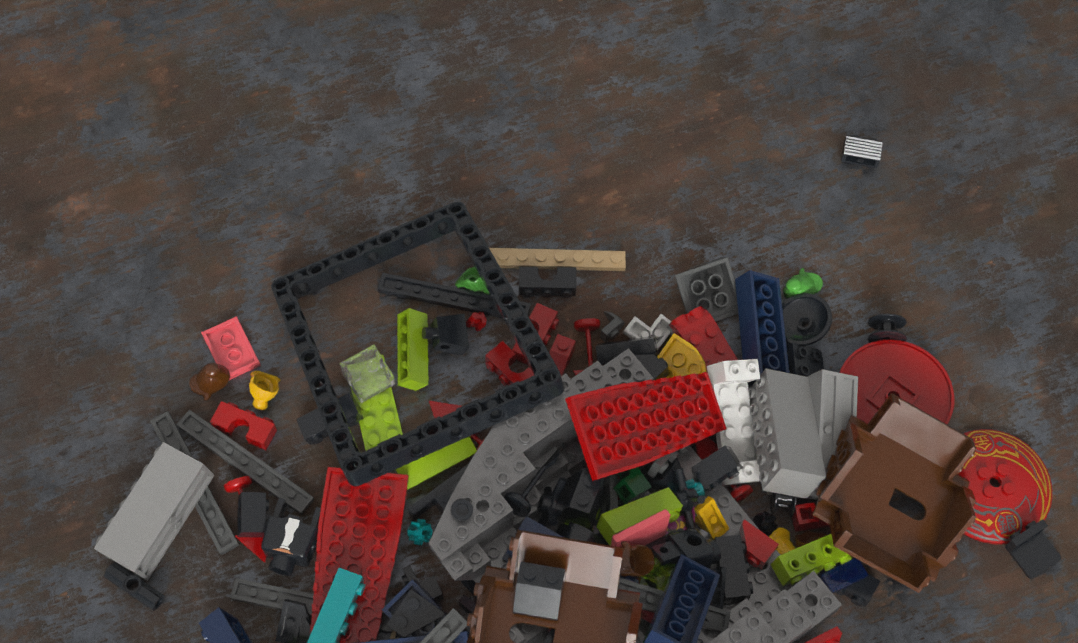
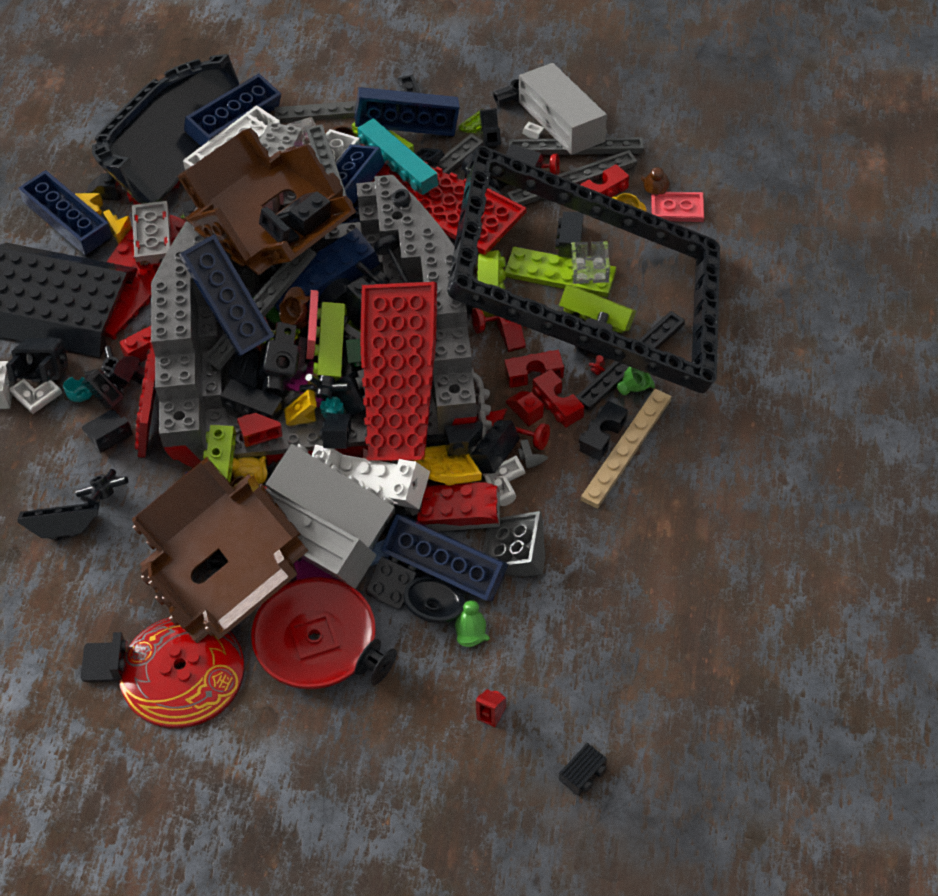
camera: 125 degrees right, 10 degrees down
(191, 537) = (532, 130): none -> white plate
(199, 608) = (471, 124): none -> clear neon green tile
(216, 580) = (489, 127): none -> black brick
(578, 600) = (277, 226): none -> black panel
(861, 231) = (490, 707): none -> red slope

